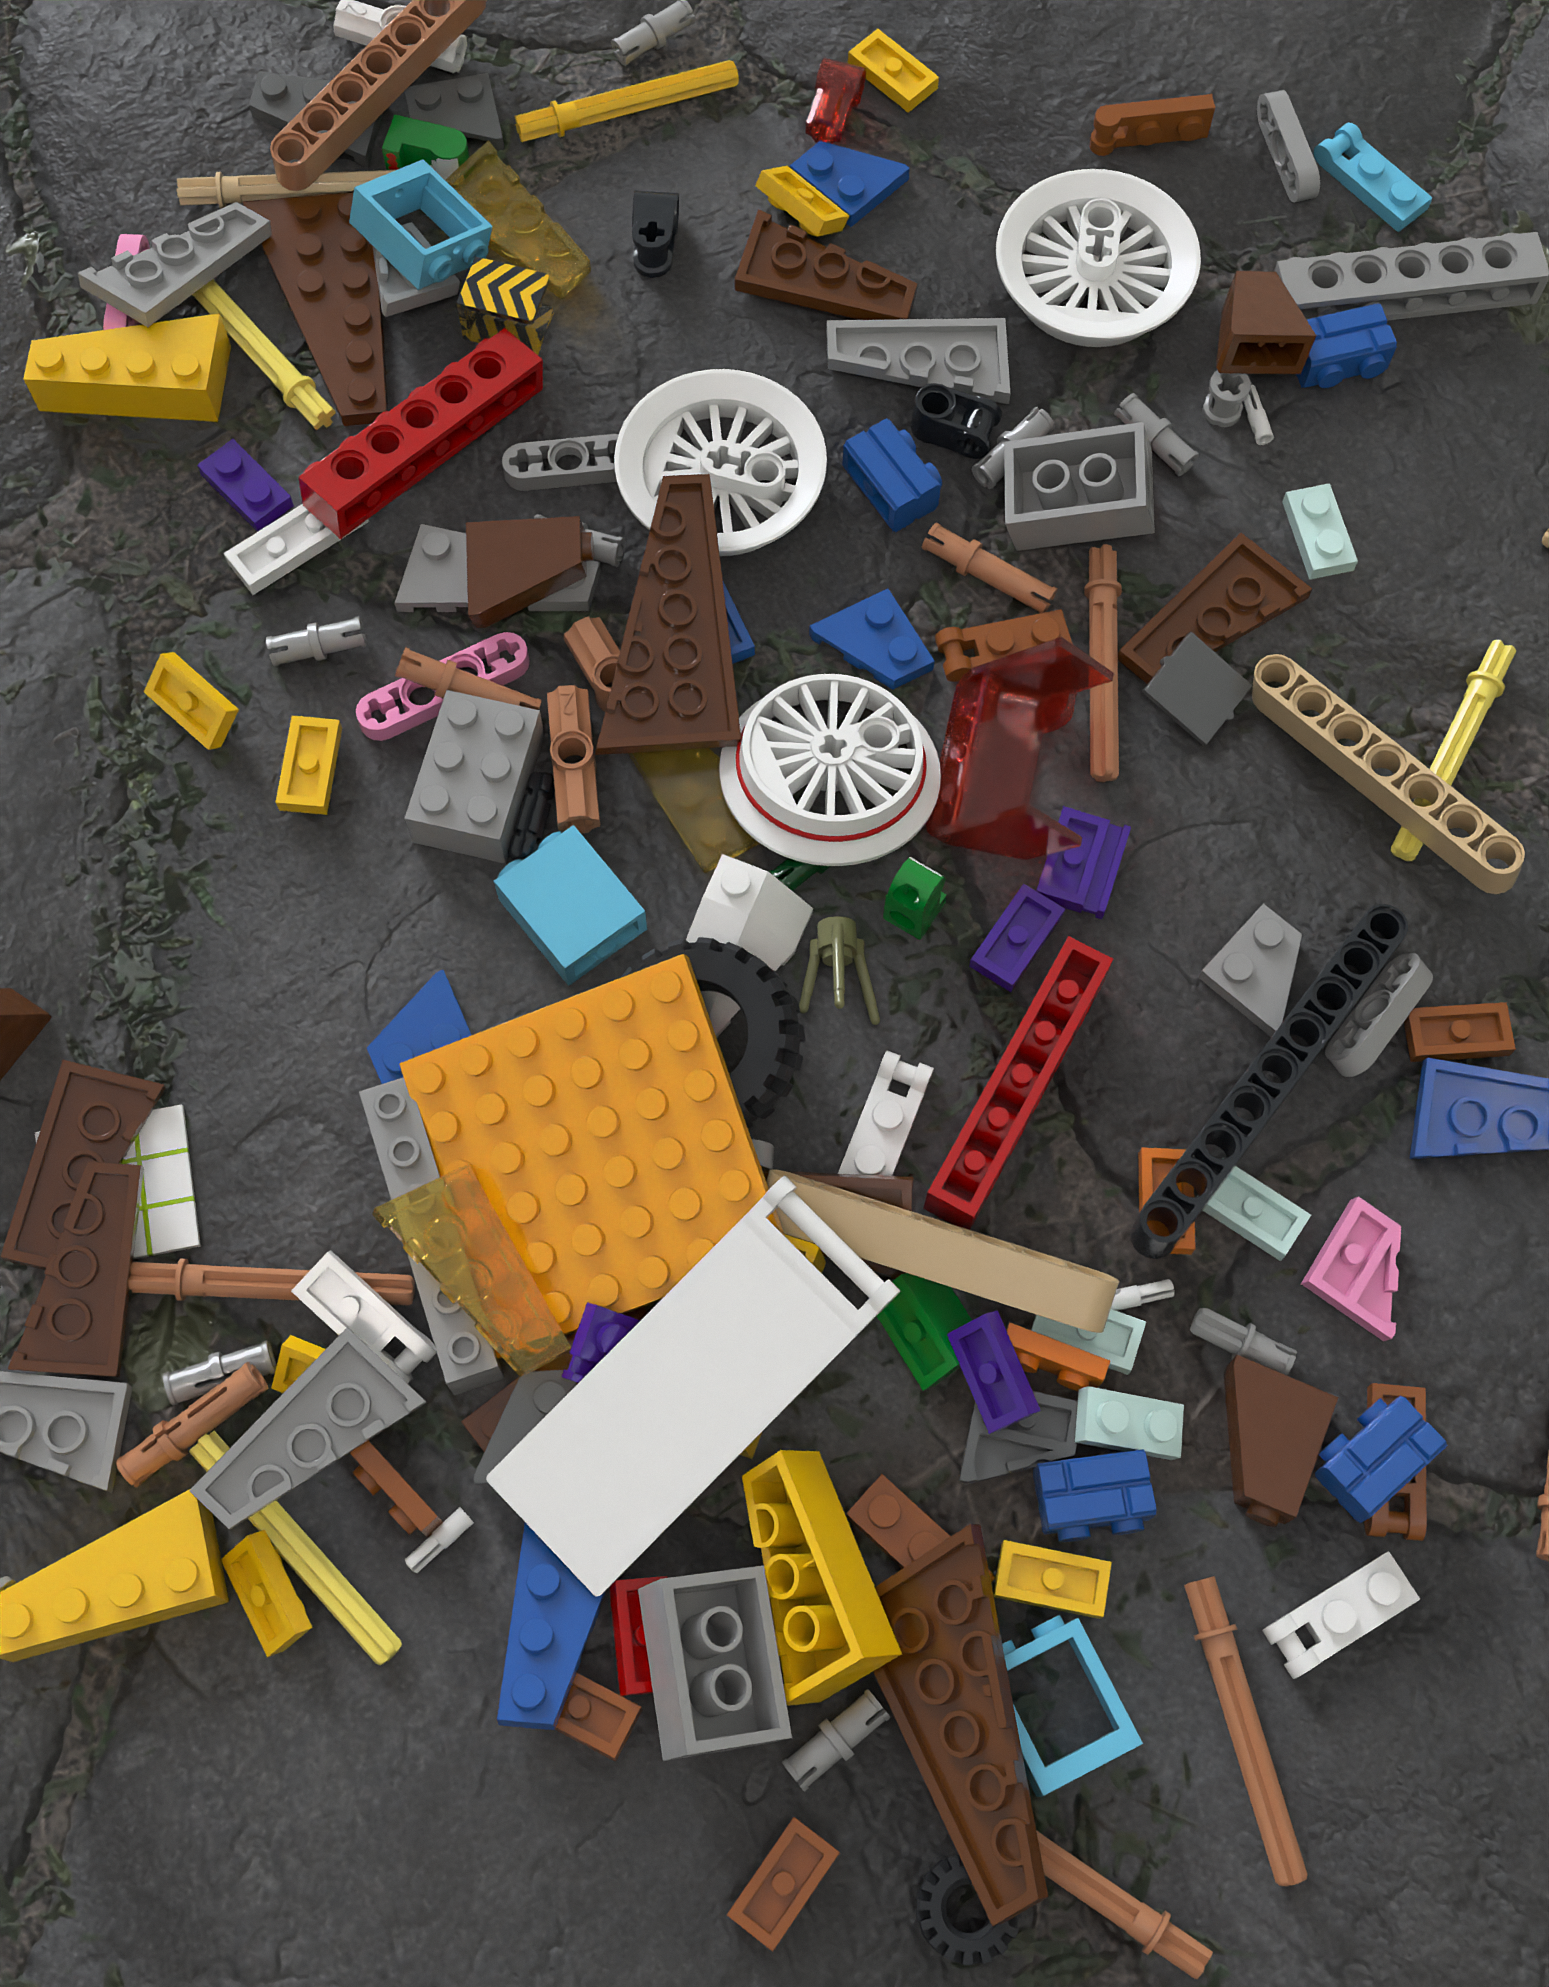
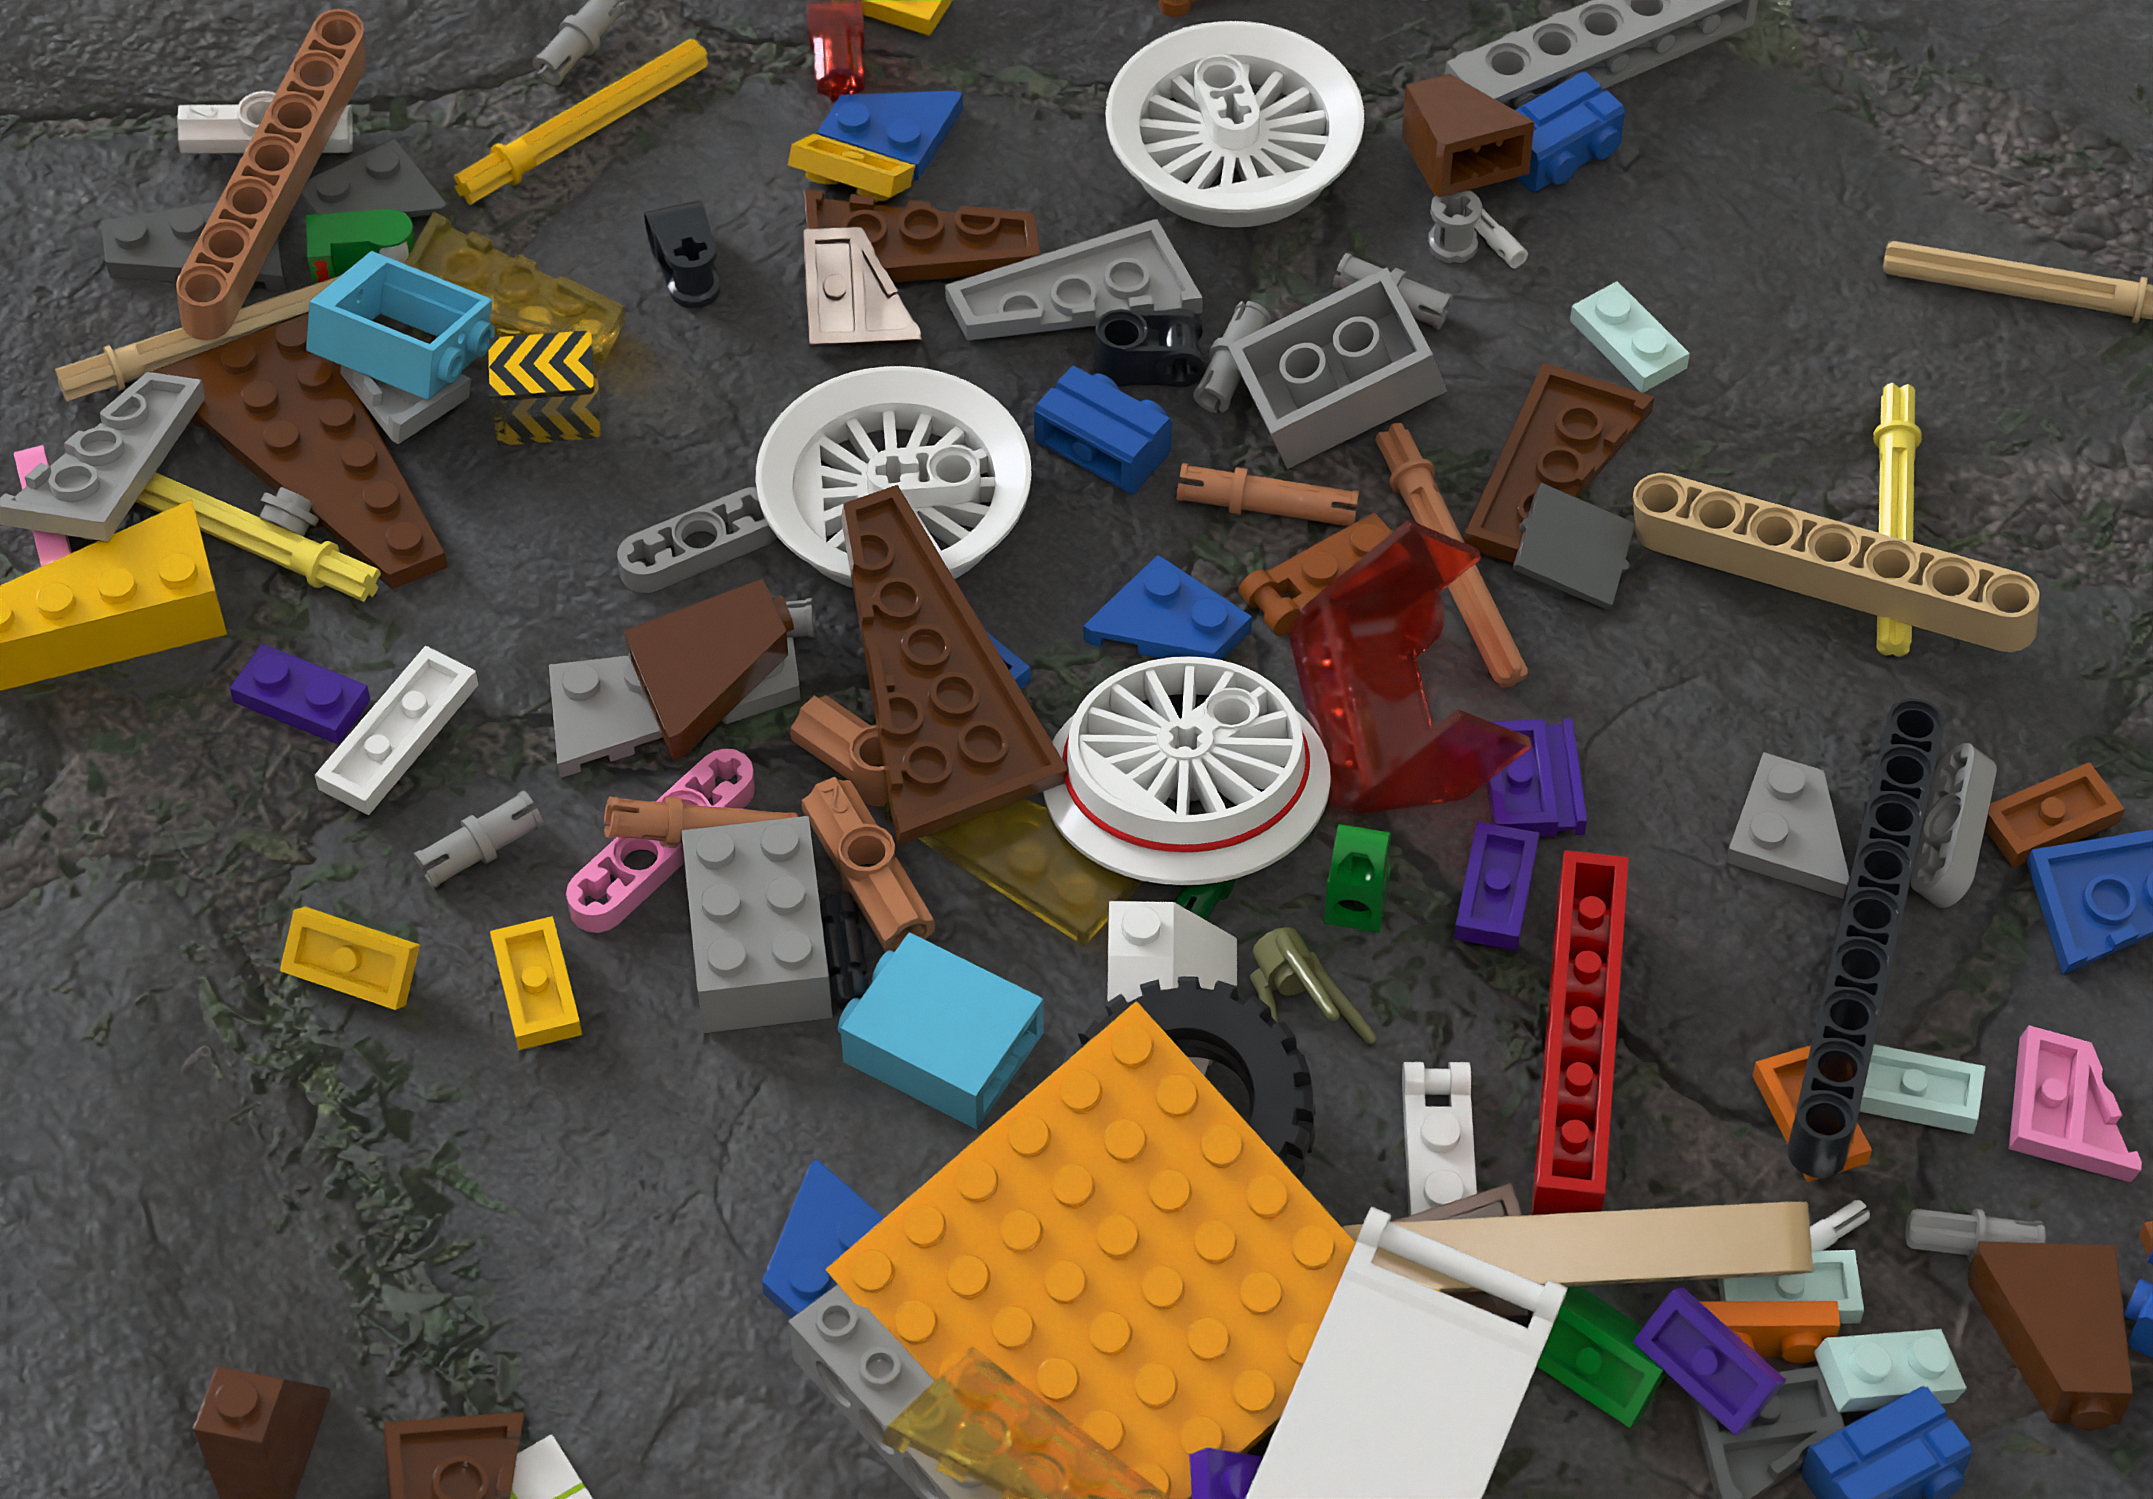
camera: 20 degrees left, 15 degrees down
(290, 343) = (288, 511): none -> light grey plate
(421, 433) = (505, 559): red brick -> none
(755, 303) = (850, 292): none -> wing

